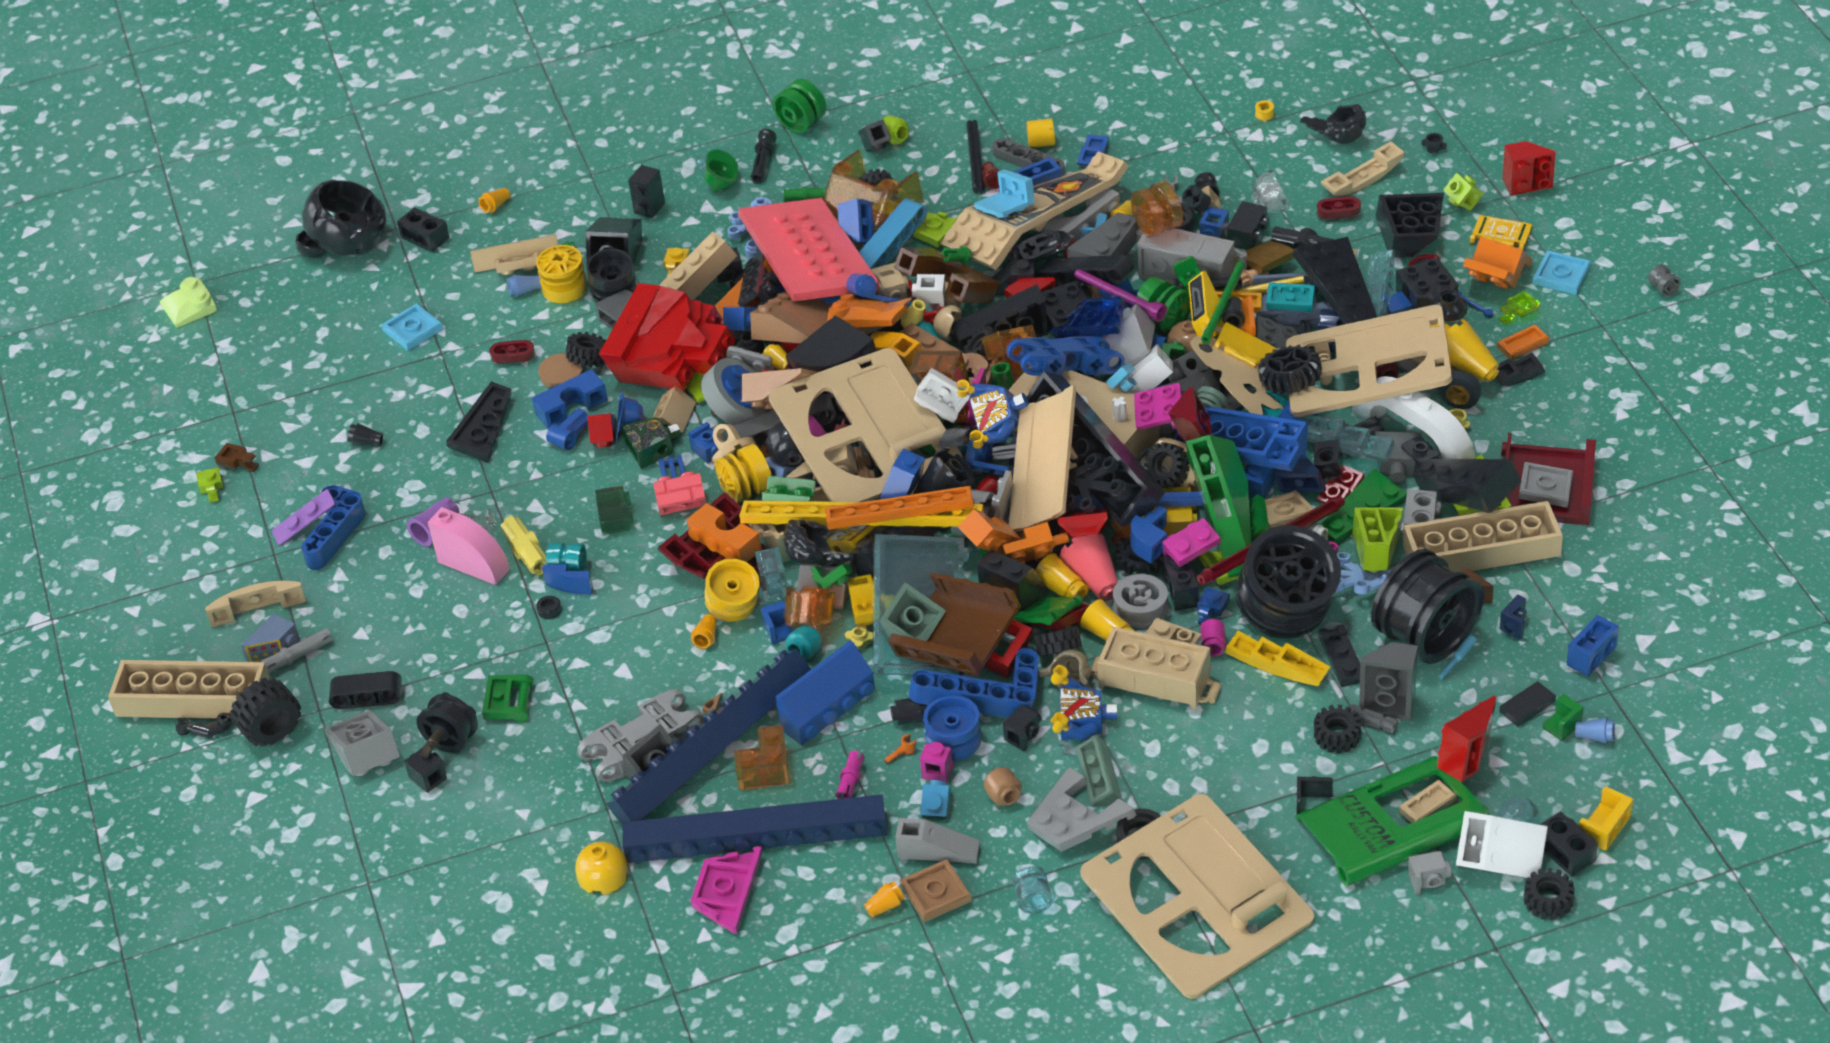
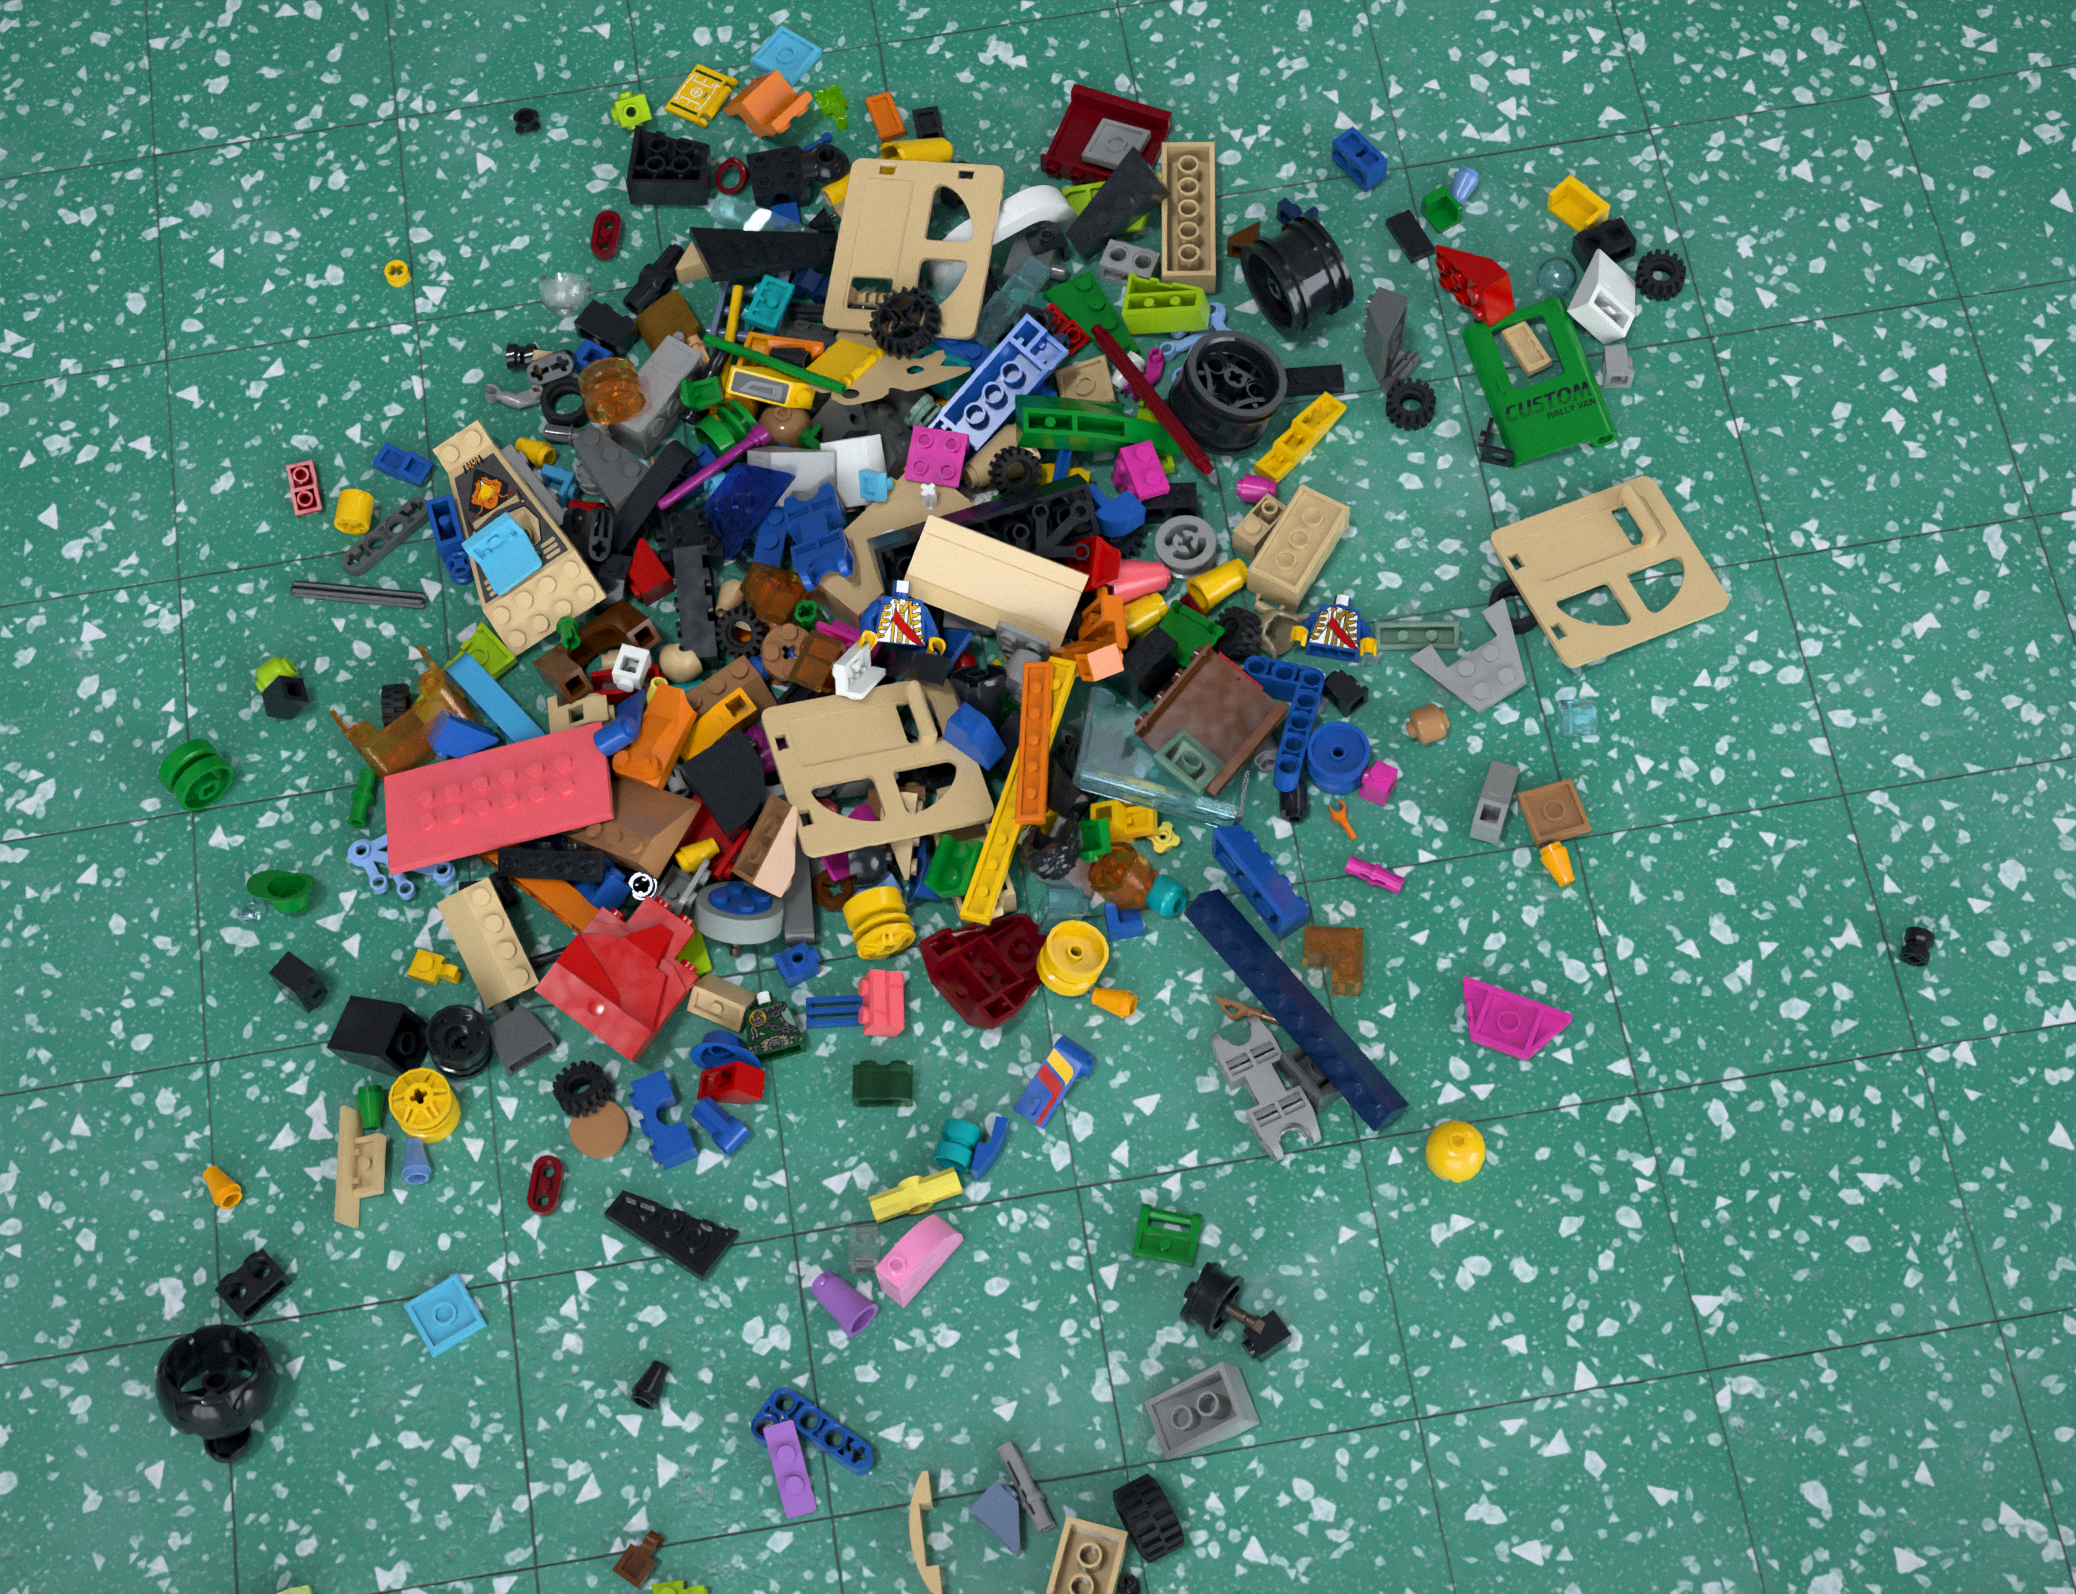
camera: 80 degrees left, 20 degrees up
(365, 690) = (1116, 1403): black beam -> none
(548, 607) = (1022, 1177): black tile -> none
(645, 608) = (1053, 1080): none -> blue door
(709, 528) = (971, 970): orange arch -> none
(733, 442) = (834, 931): tan tile -> none
(754, 827) = (1435, 983): dark blue brick -> none
(763, 149) = (249, 837): black pin -> none
(935, 799) = (1427, 793): dark azure bracket -> none
(990, 175) = (408, 579): clear red cone -> none
(1060, 110) = (304, 488): none -> slope
(1191, 416) = (981, 423): dark red slope -> none
(1212, 603) = (1206, 485): blue plate -> none
(1342, 126) = (468, 197): black hair -> none
(1366, 174) = (553, 195): tan slope -> none
(1527, 167) = (620, 40): red slope -> none

